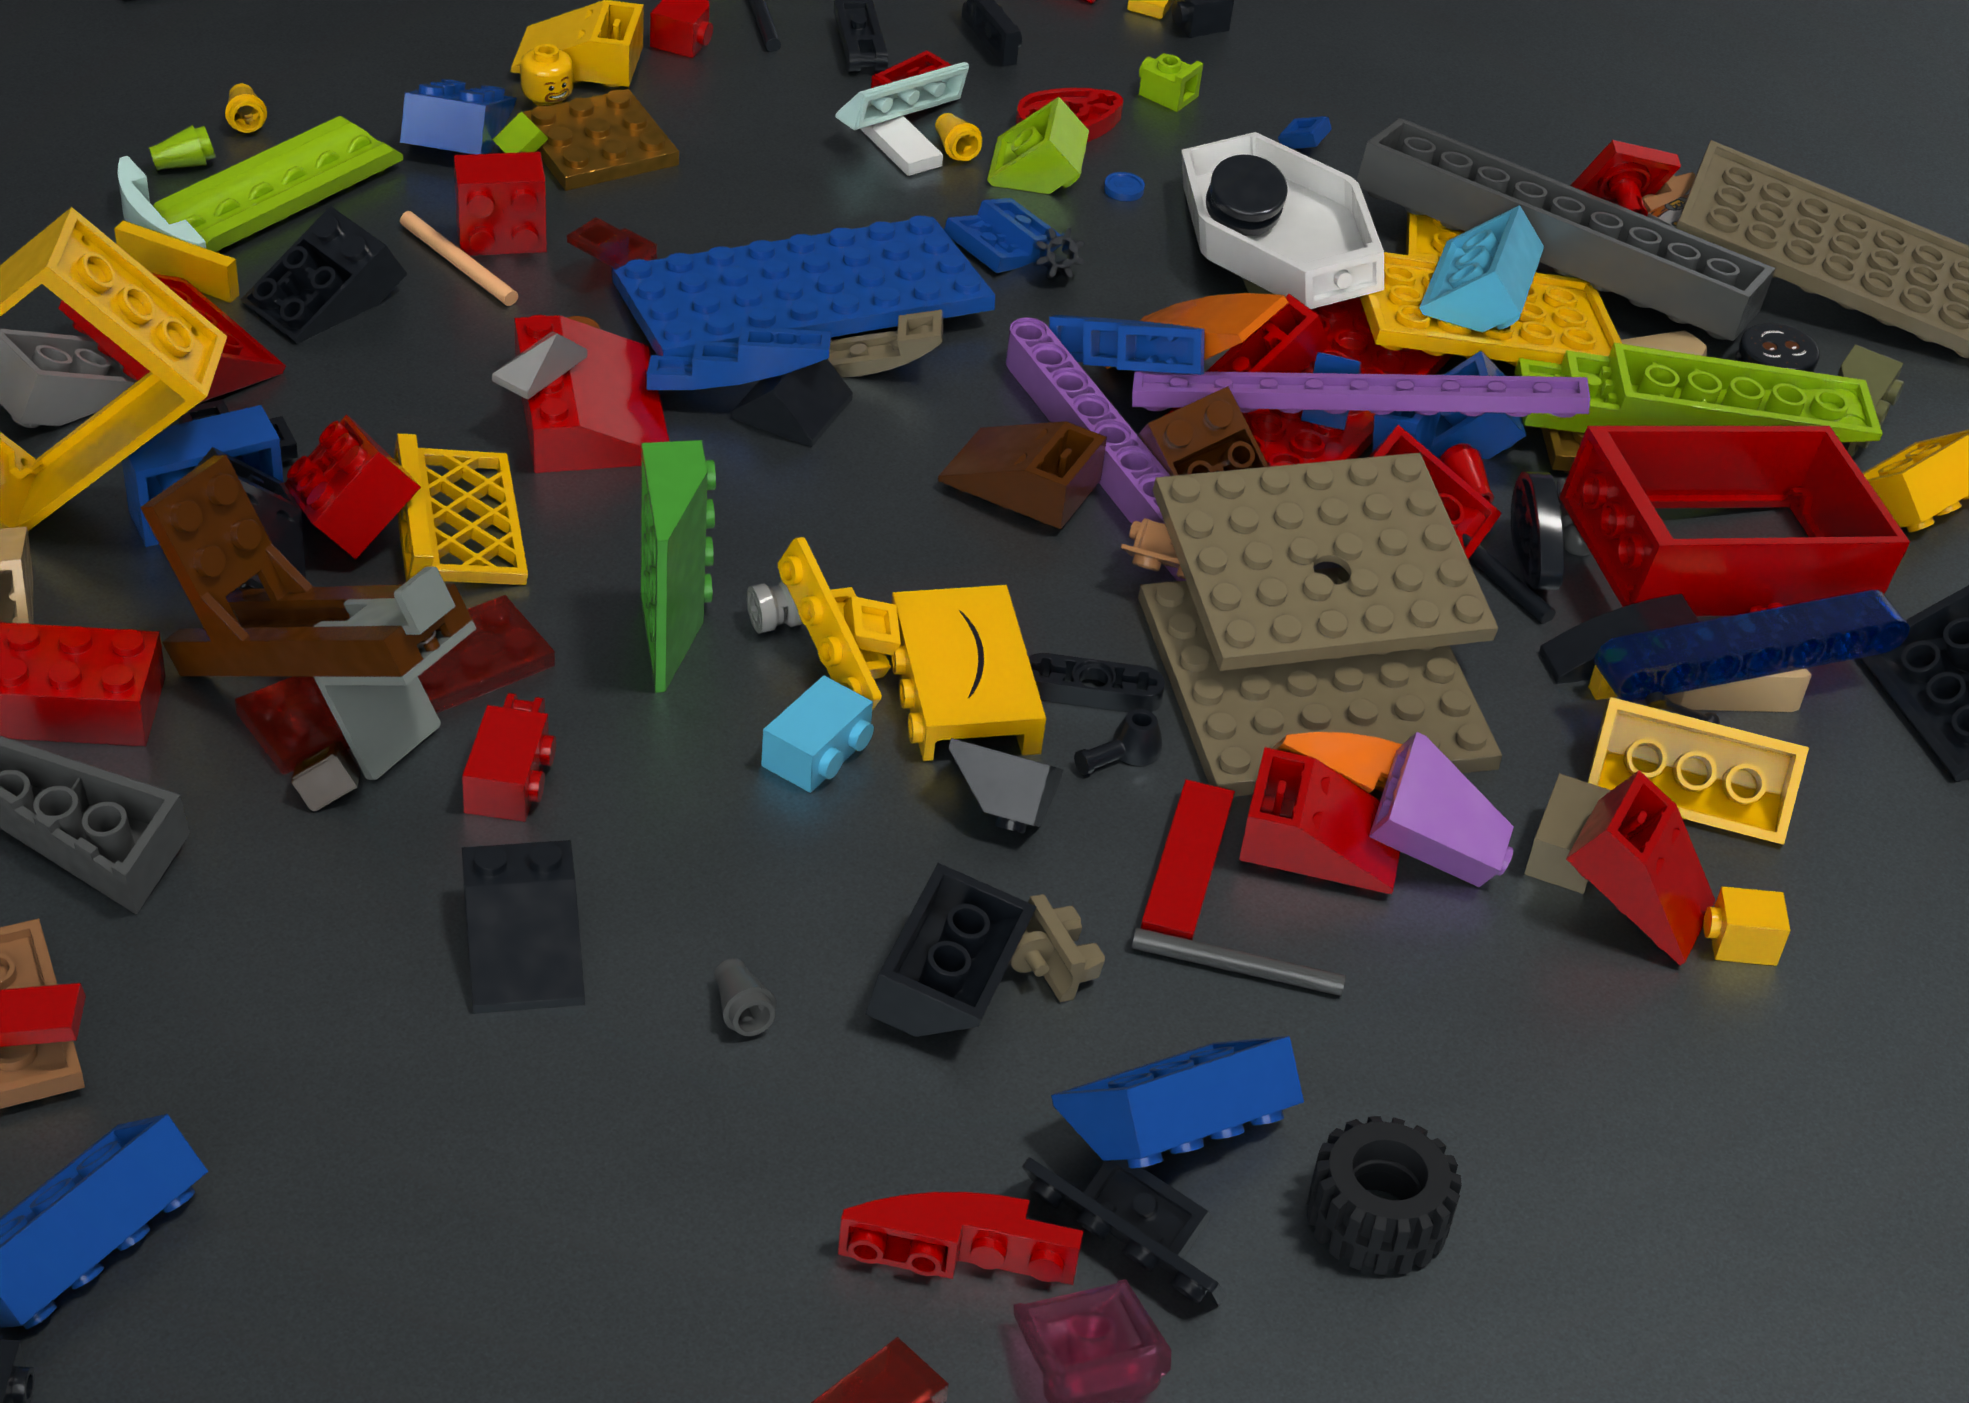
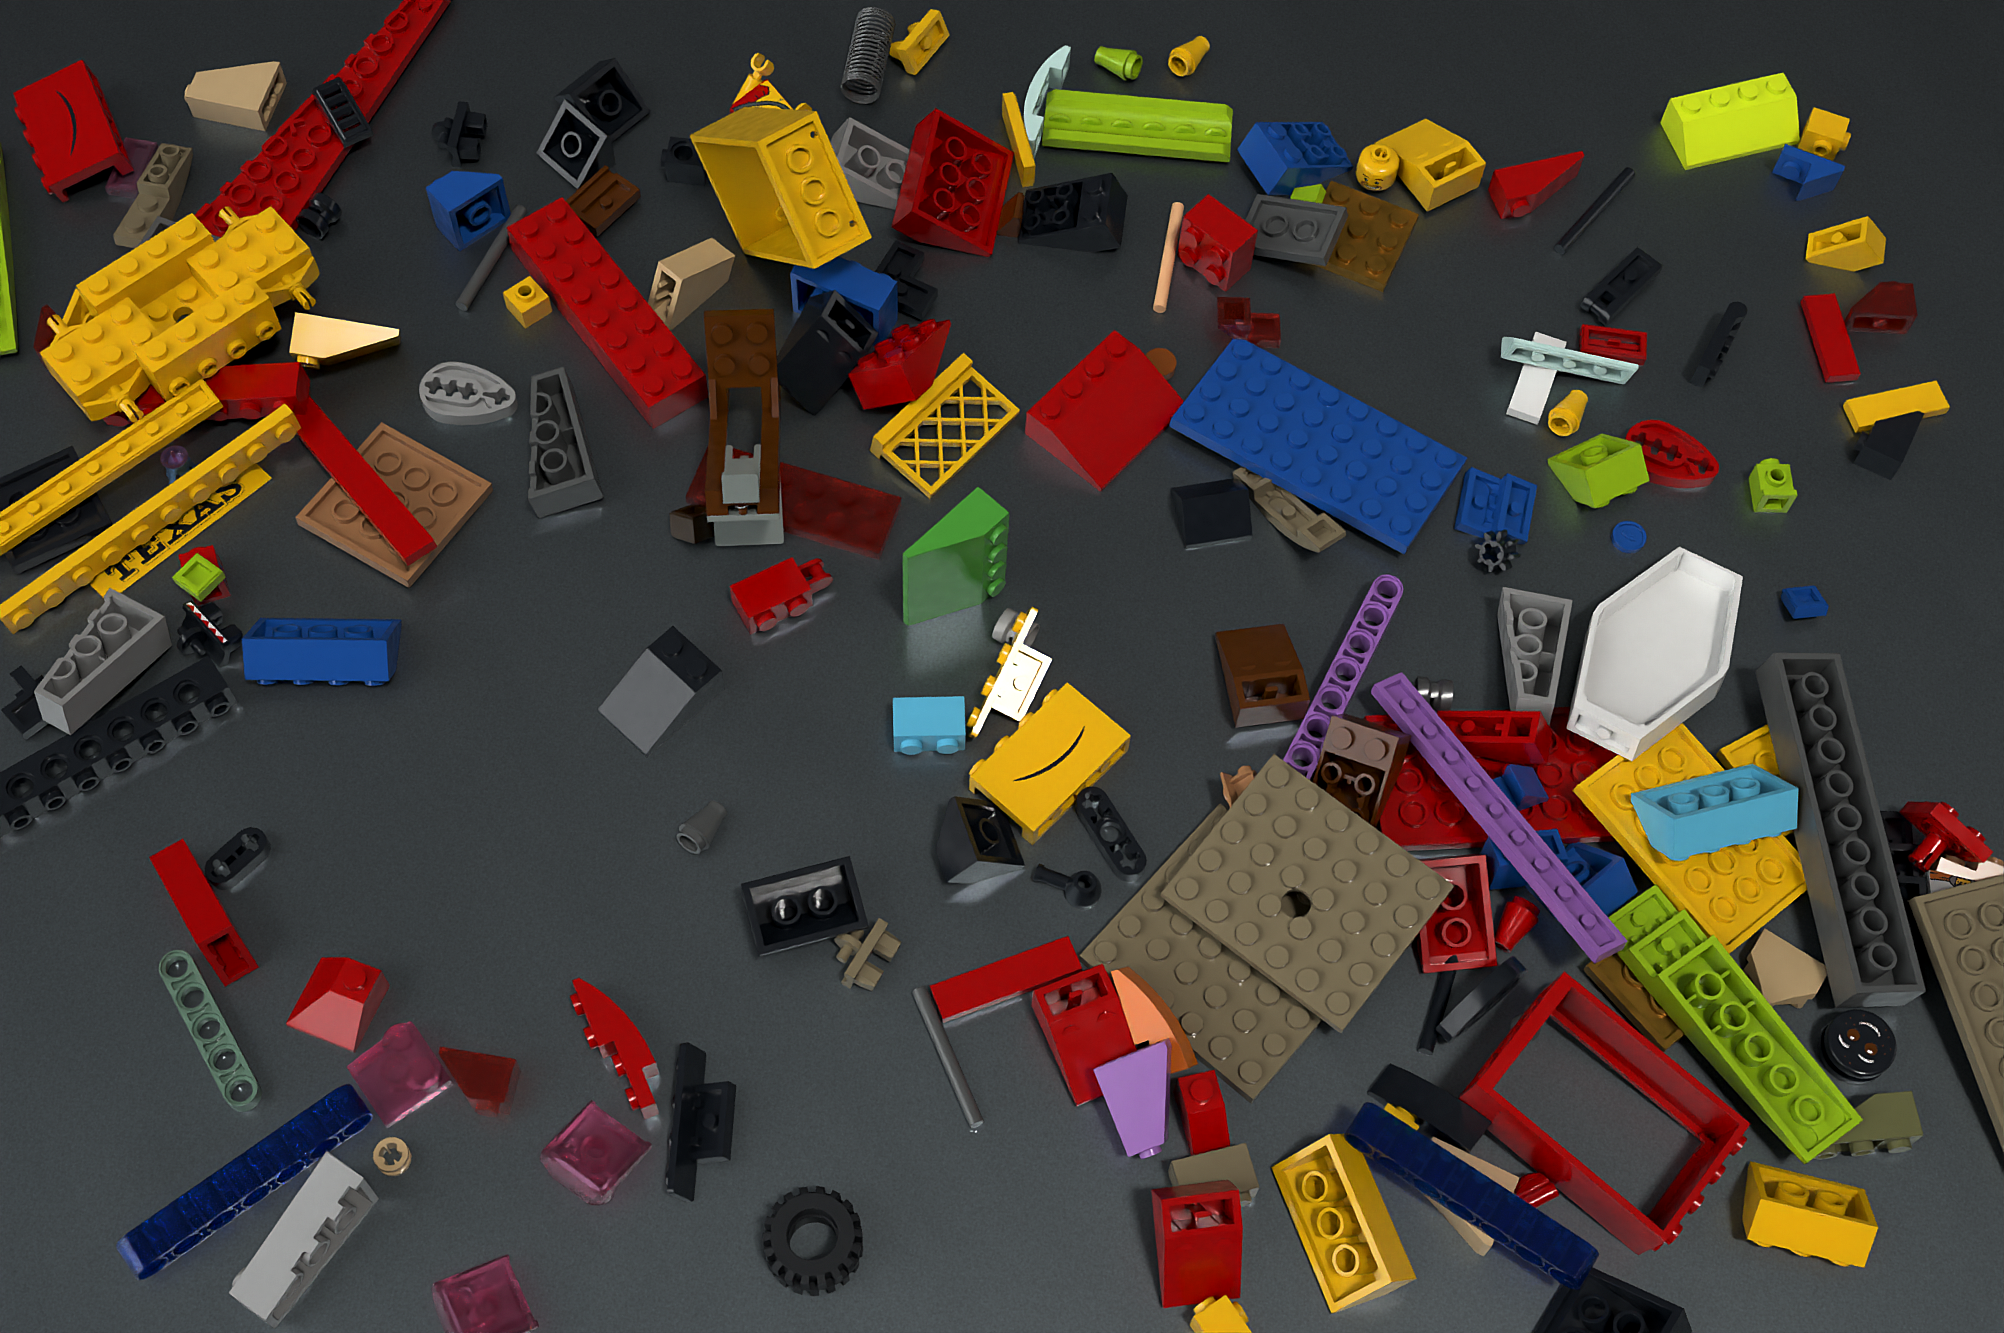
camera: 55 degrees right, 20 degrees up
(264, 318) = (1011, 216): none -> reddish brown slope
(539, 365) = (1076, 375): light grey slope -> none
(569, 144) = (1296, 228): none -> dark grey plate
(755, 357) = (1195, 464): blue slope -> none
(873, 624) = (1026, 691): yellow plate -> none
(1131, 344) = (1421, 651): blue slope -> none
(1184, 269) = (1532, 646): none -> light grey wedge
(1184, 1099) = (791, 1092): blue slope -> none
(1225, 318) = (1473, 678): orange slope -> none
(1246, 194) = (1640, 618): black head -> none
(1504, 789) = (1202, 1112): none -> red slope
(1658, 701) = (1409, 1205): black hinge -> none

